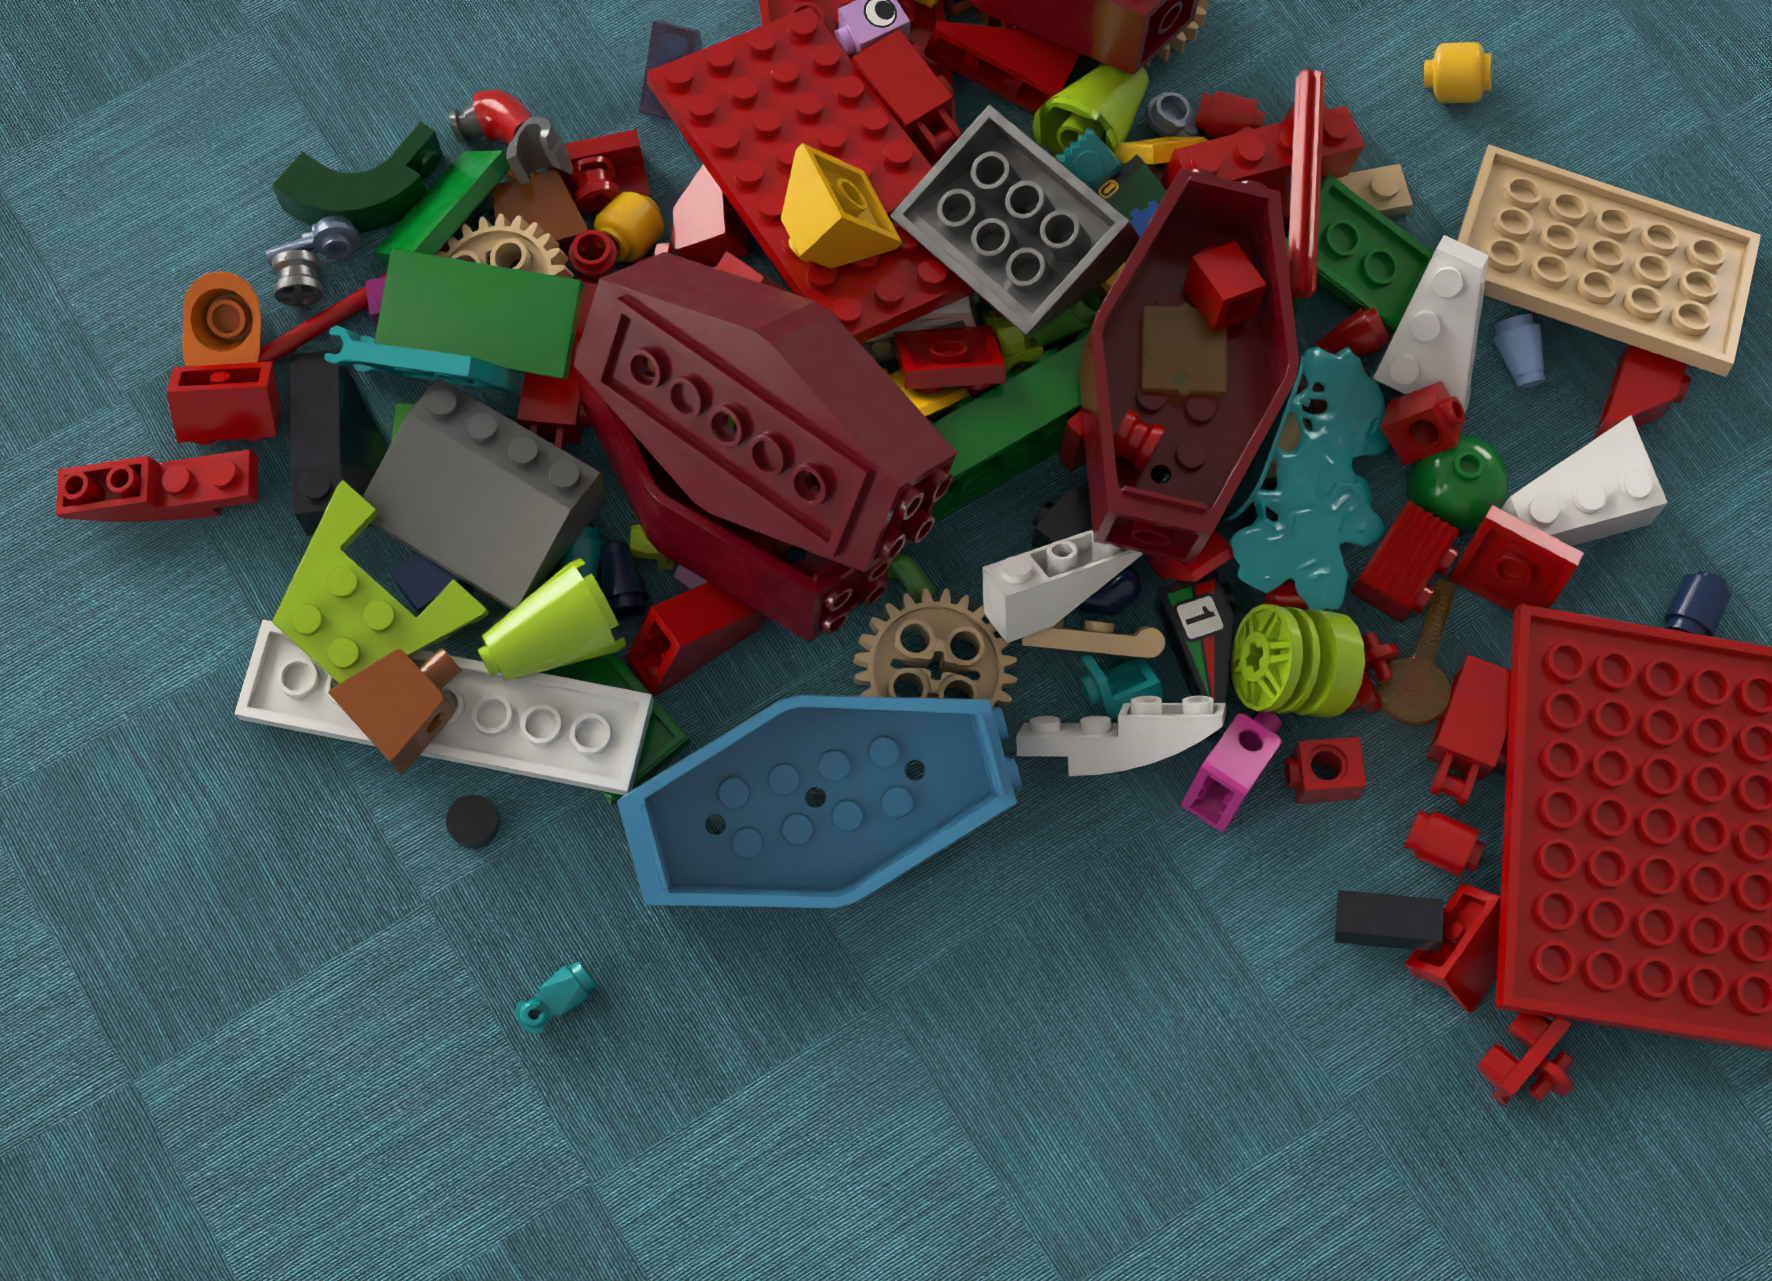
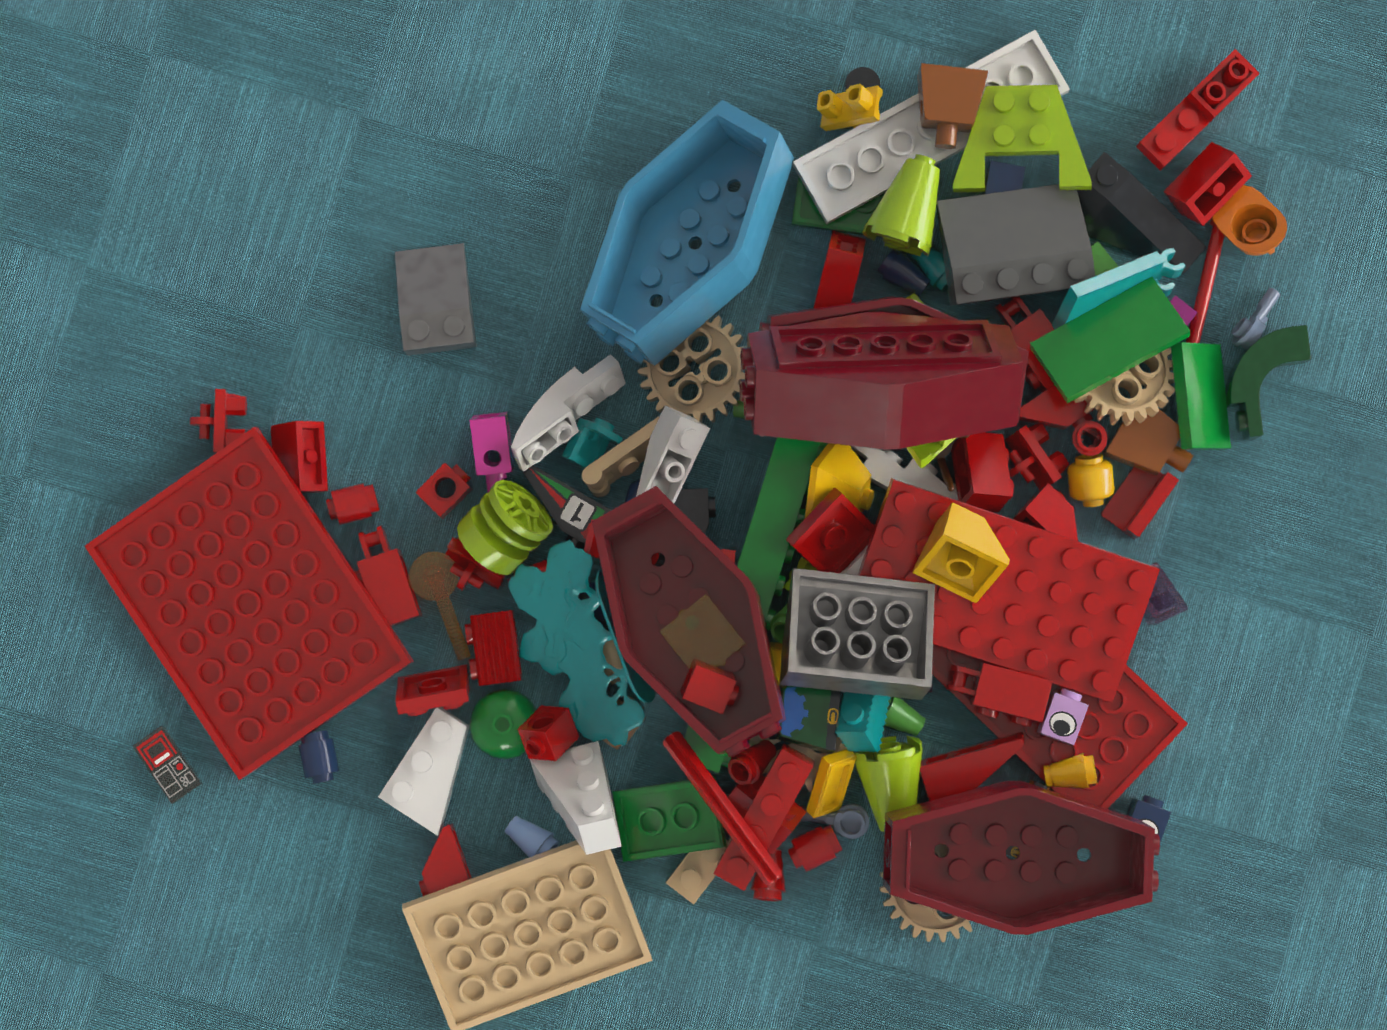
camera: 140 degrees right, 15 degrees up
(297, 278) = (1243, 290): flat silver wheel -> none
(506, 119) = (1221, 483): dark grey piece -> none
(509, 797) = (849, 108): none -> yellow hips
(556, 997) = (735, 34): teal arm -> none
(594, 184) = (1129, 485): red wheel -> none
(1136, 440) = (682, 555): red wheel -> none
(1162, 991) = (434, 299): none -> flat silver slope
(1360, 332) = (629, 764): red cone -> none
(1389, 921) = (348, 434): black tile -> none
(1459, 72) = (706, 995): yellow head -> none

